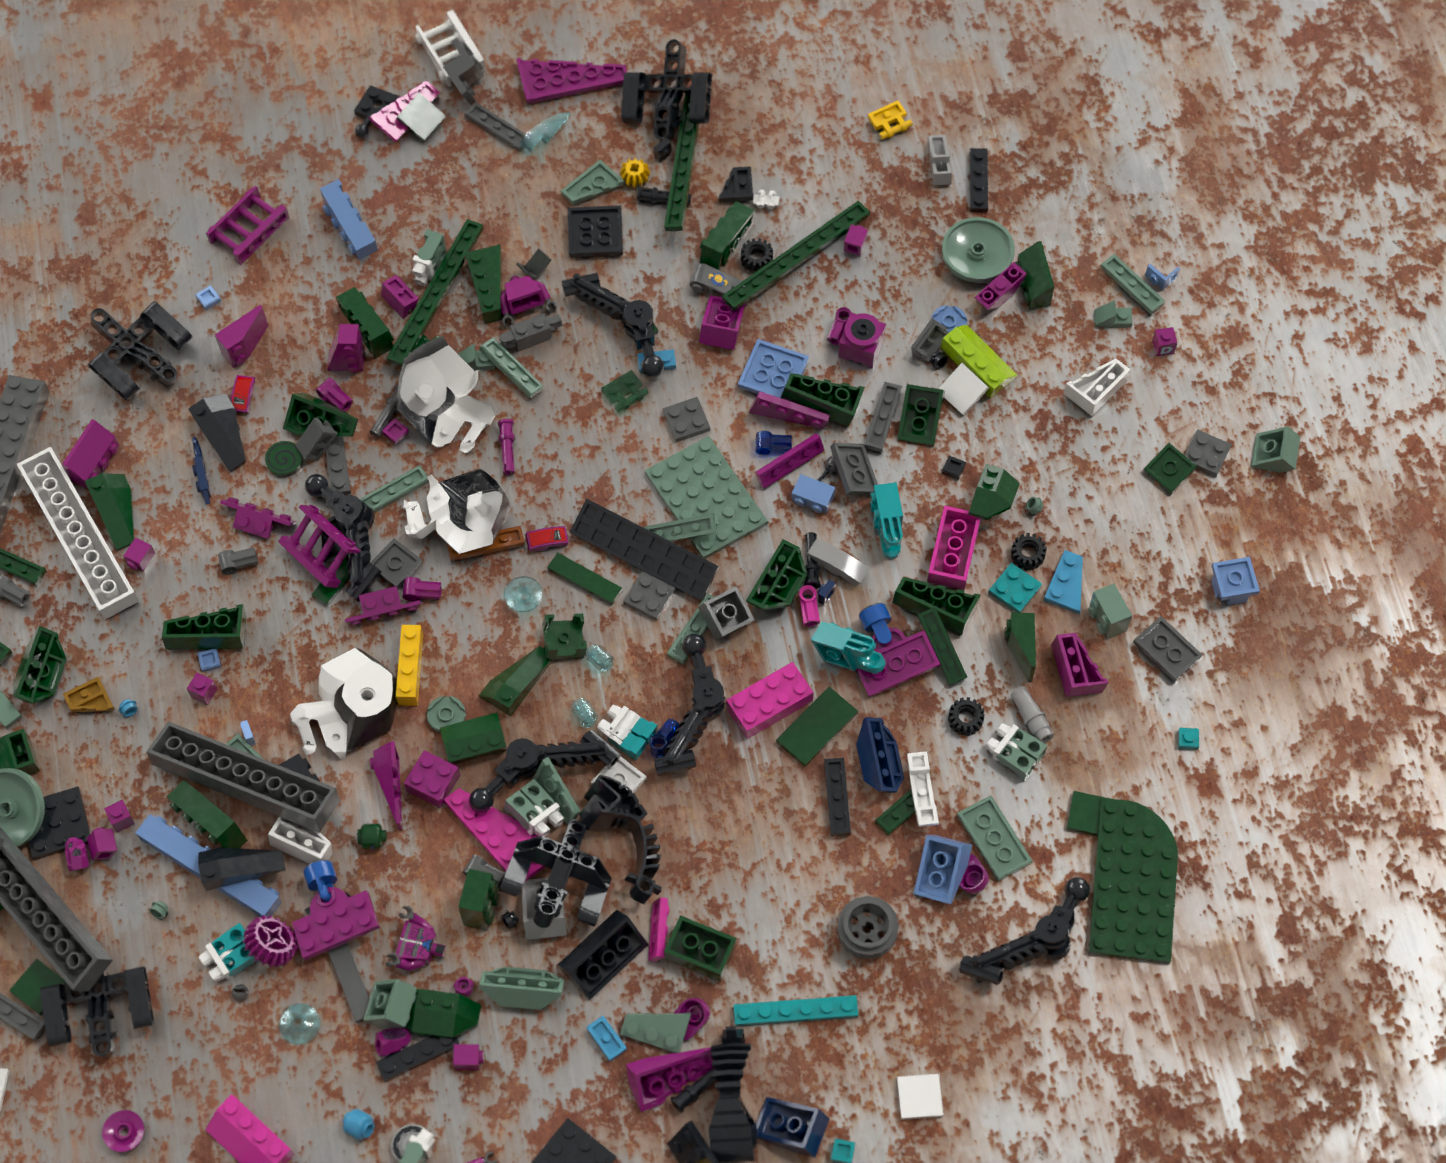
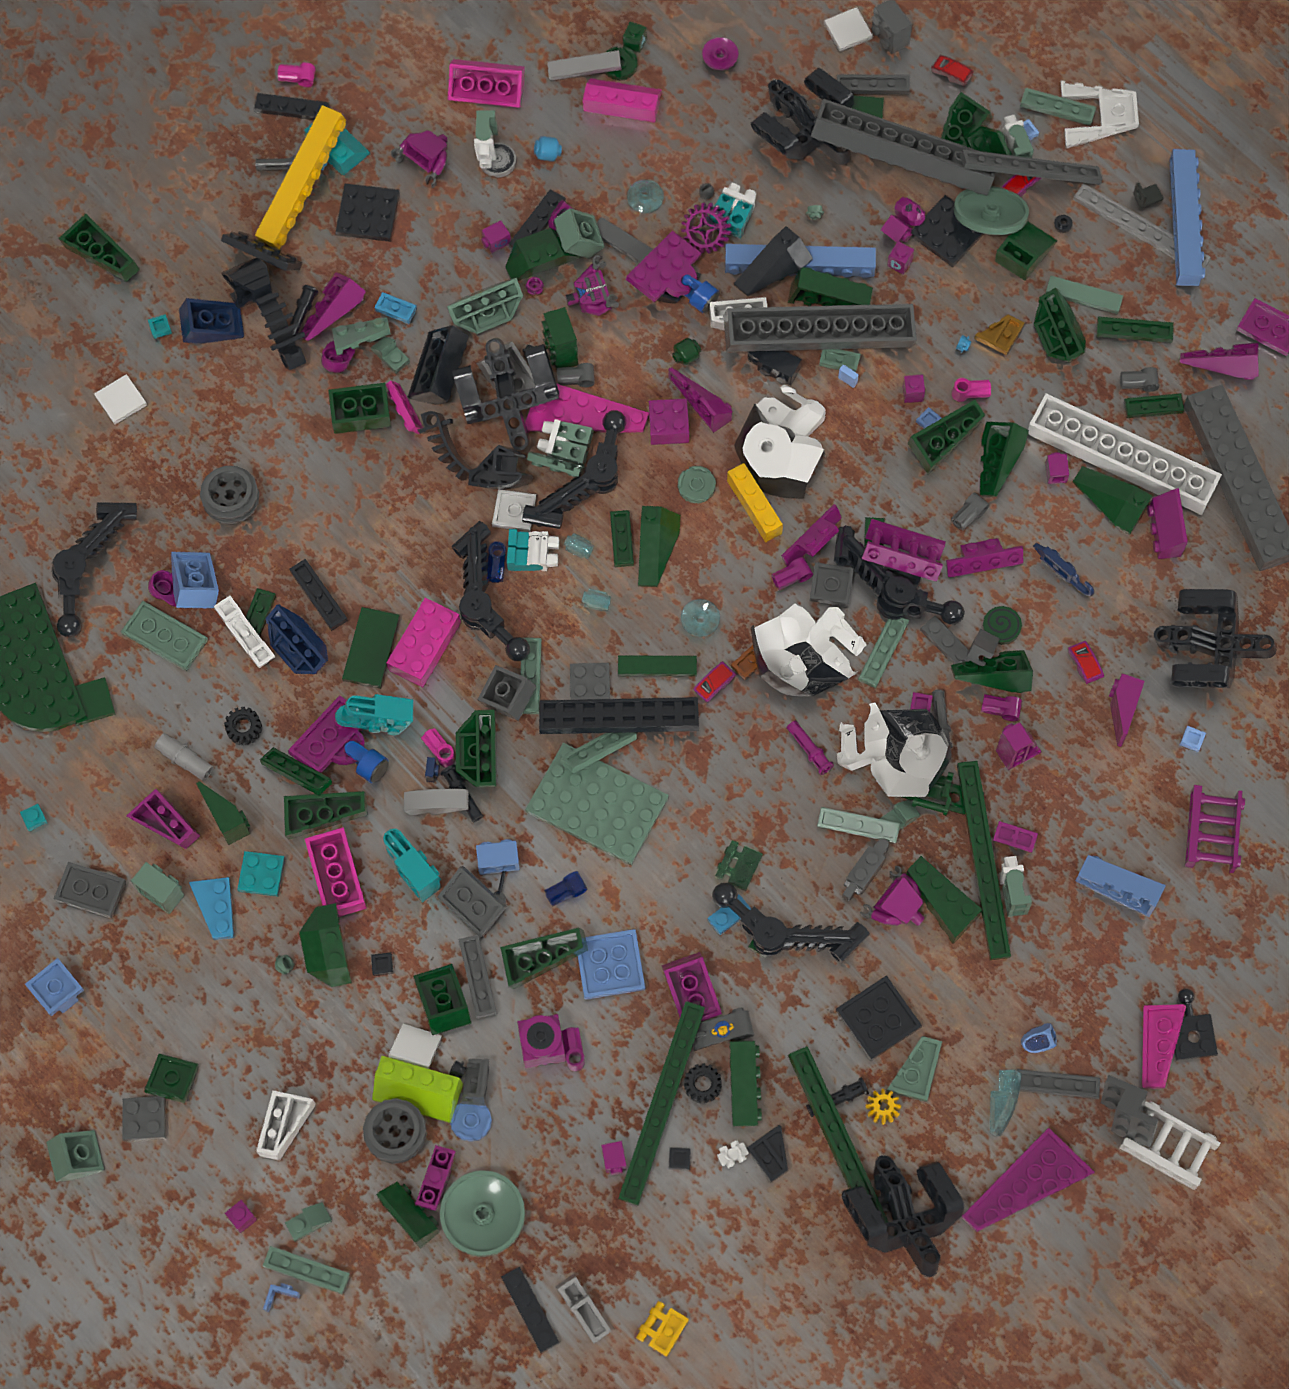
camera: 150 degrees right, 5 degrees up
(153, 662) = (971, 389): none -> dark pink piece
(173, 594) = (1002, 447): none -> dark green wedge
(219, 424) = (1081, 616): black wedge -> none
(372, 329) = (1026, 791): dark green wedge -> none
(420, 117) = (1138, 1044): tile -> none
(473, 738) = (656, 470): dark green slope -> none
(488, 157) = (1039, 1039): none -> medium blue rock
(536, 264) = (911, 945): pearl dark grey bracket -> none
(542, 703) = (621, 538): none -> dark green tile
(564, 638) = (638, 598): dark green panel -> none
(639, 994) = (390, 354): none -> sand green slope
(662, 149) = (871, 1150): black plate -> none
(686, 419) = (663, 870): dark grey plate -> none
(781, 409) = (584, 919): magenta wing -> none
(790, 460) = (542, 872): magenta plate -> none
(796, 1010) = (256, 410): teal plate -> none
(807, 218) = (679, 1159): none -> black tile
(1008, 343) = (396, 1109): none -> dark grey wheel
(1017, 750) = (182, 717): sand green hips -> none
(1033, 542) = (257, 906): black tyre -> none

